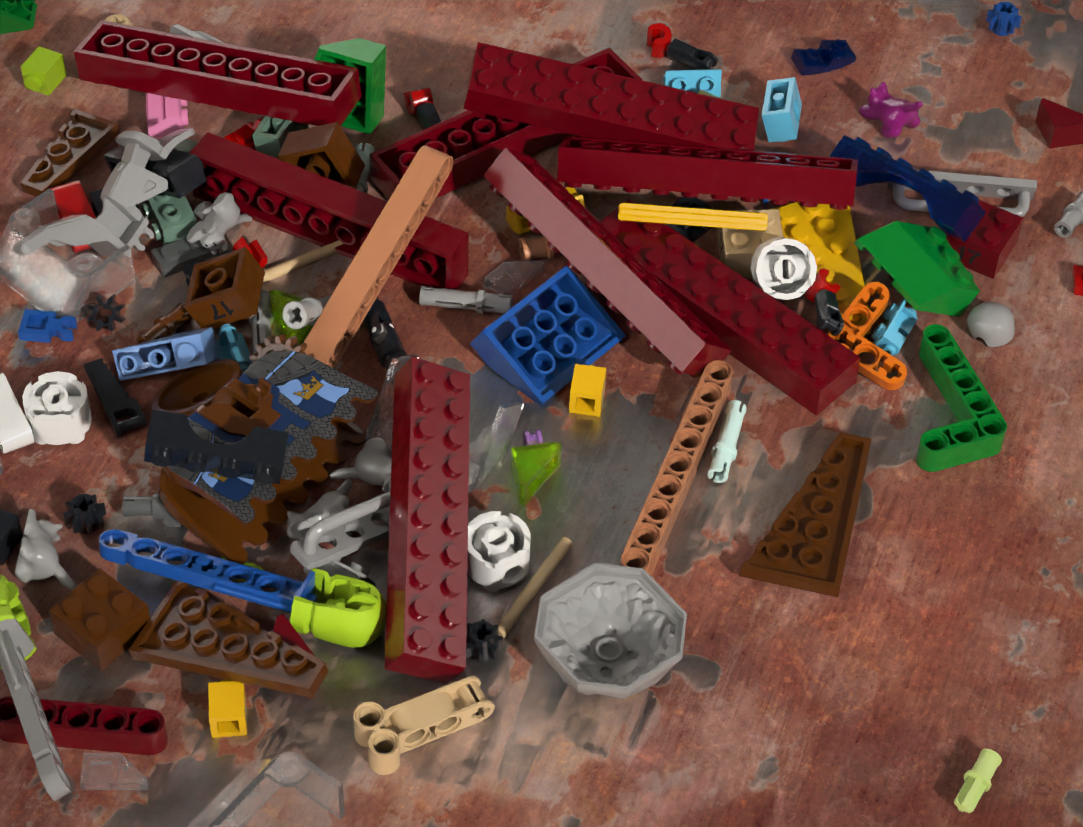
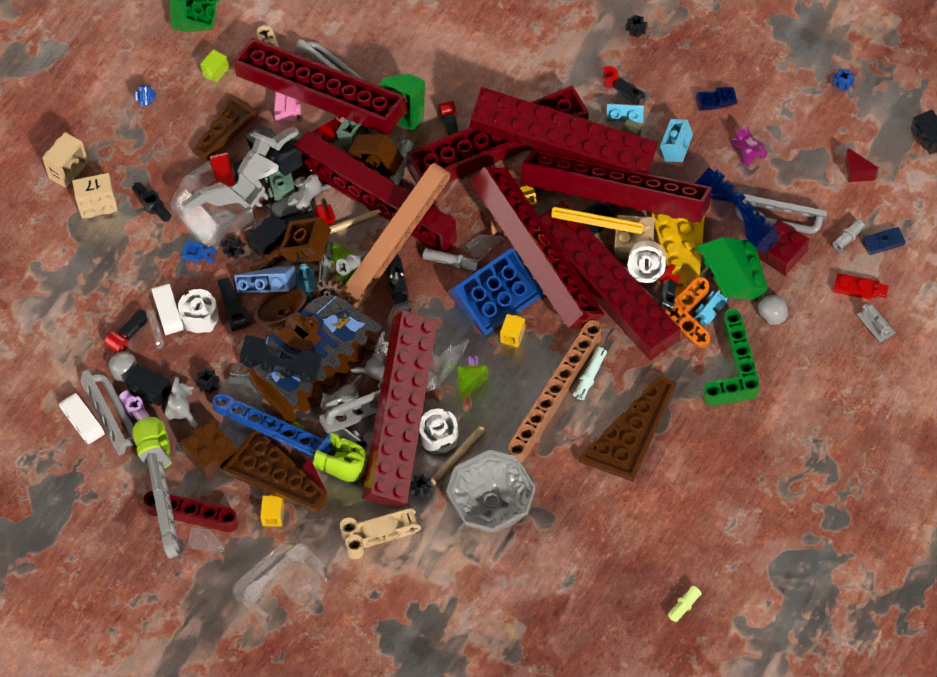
camera: 15 degrees right, 10 degrees up
(158, 290) = (267, 235): none -> black brick

